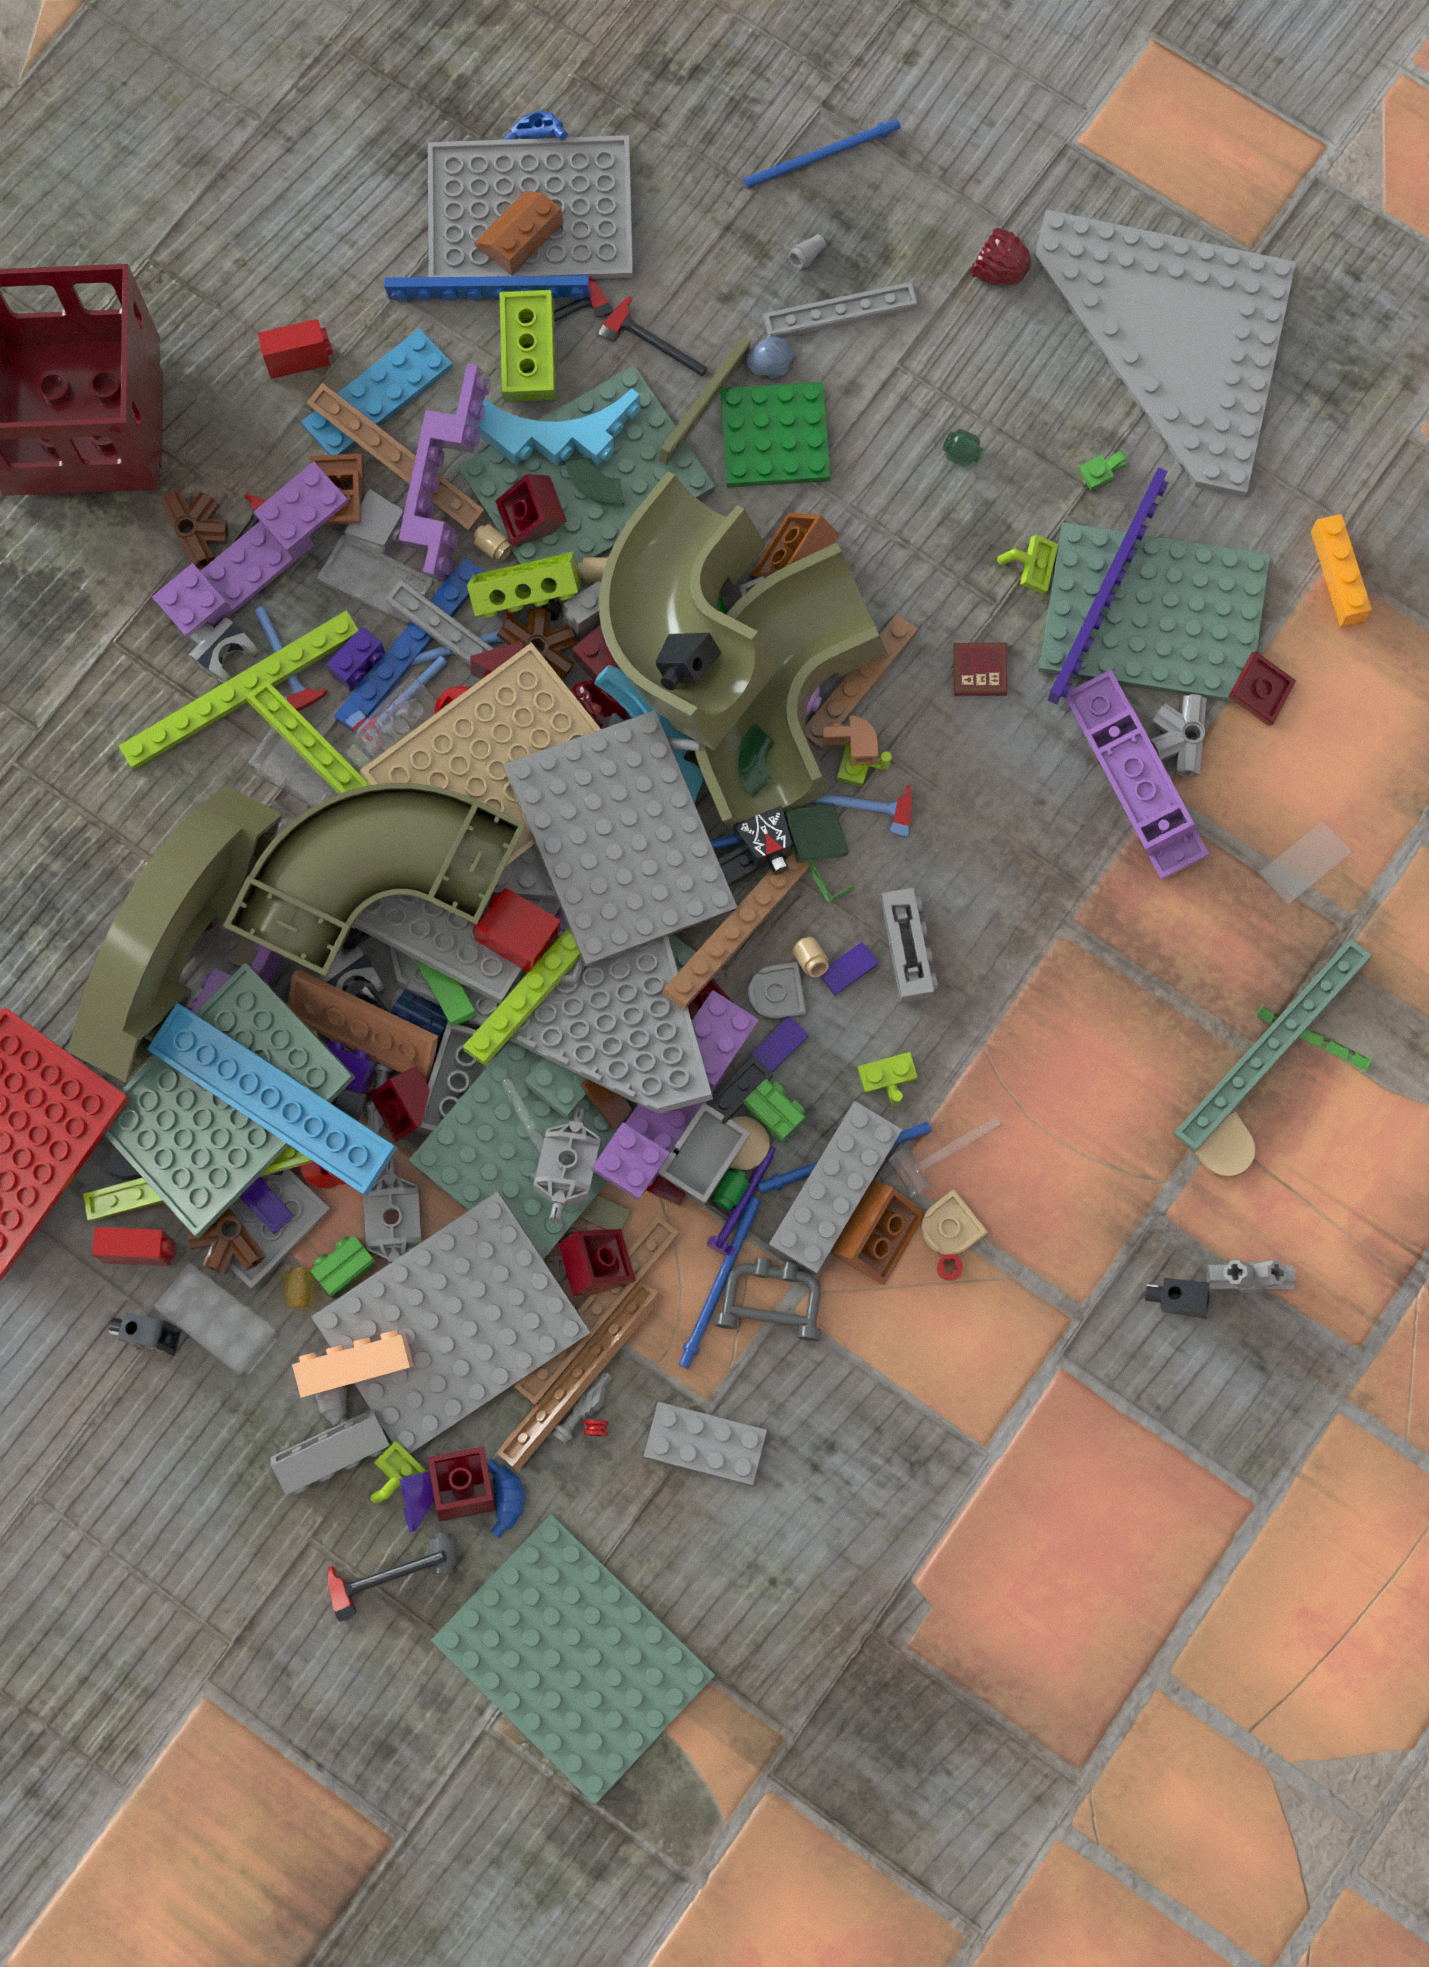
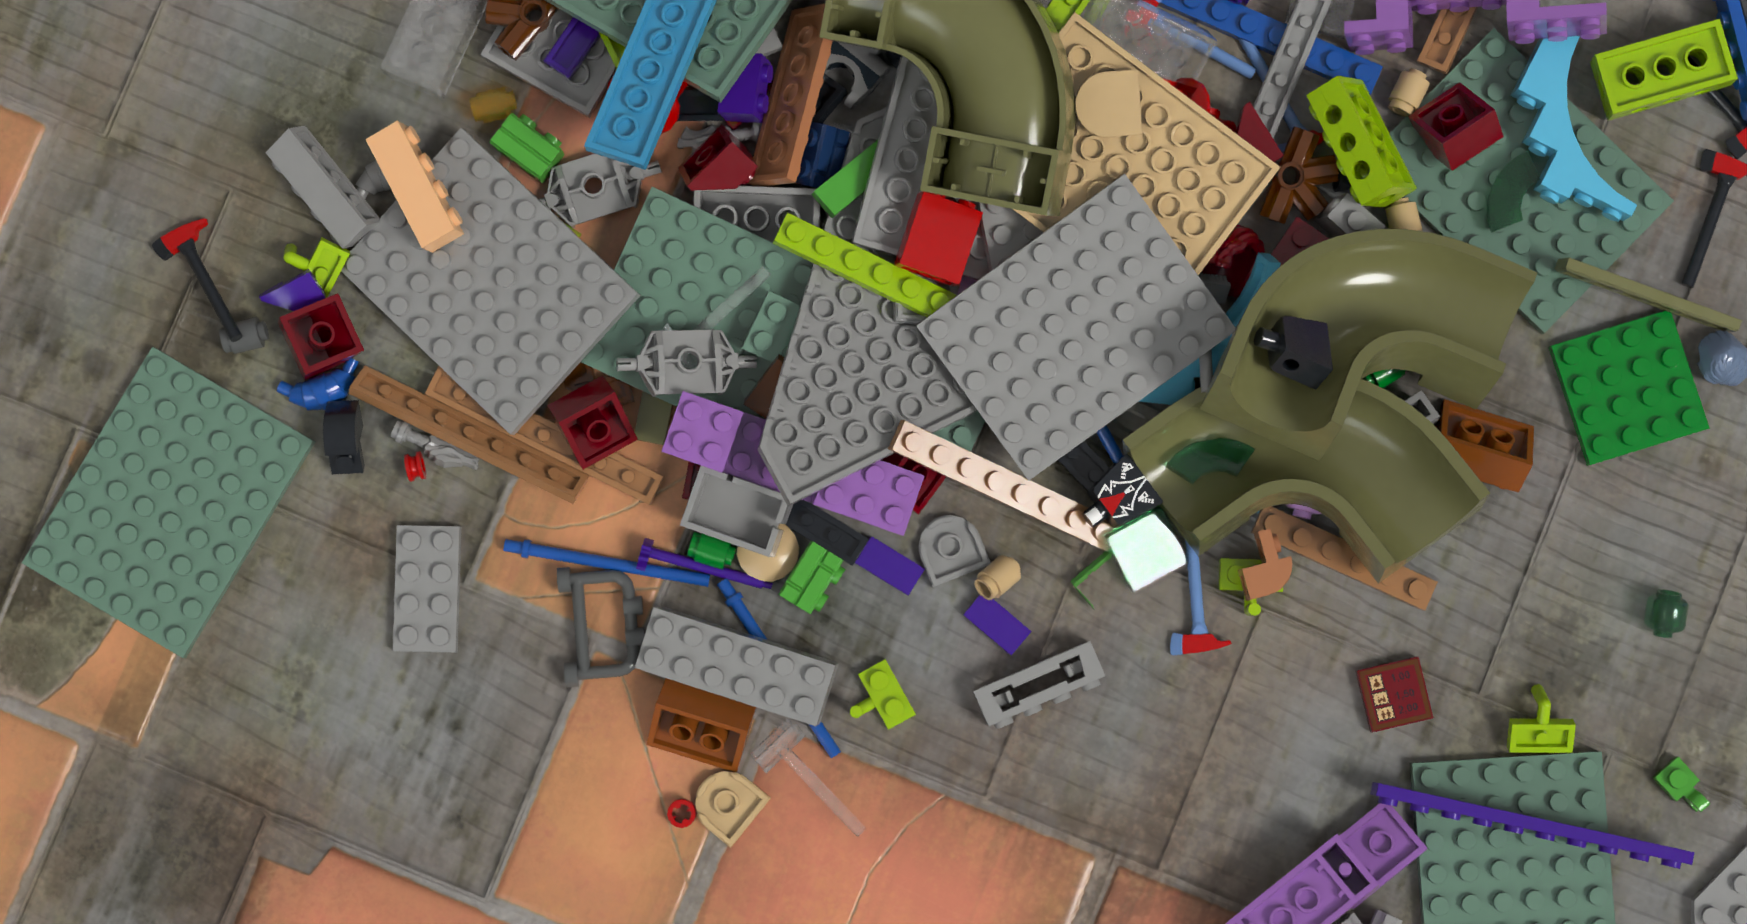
camera: 75 degrees right, 10 degrees up
(444, 759) = (1110, 104): none -> tan tile
(555, 1483) = (342, 436): none -> black brick

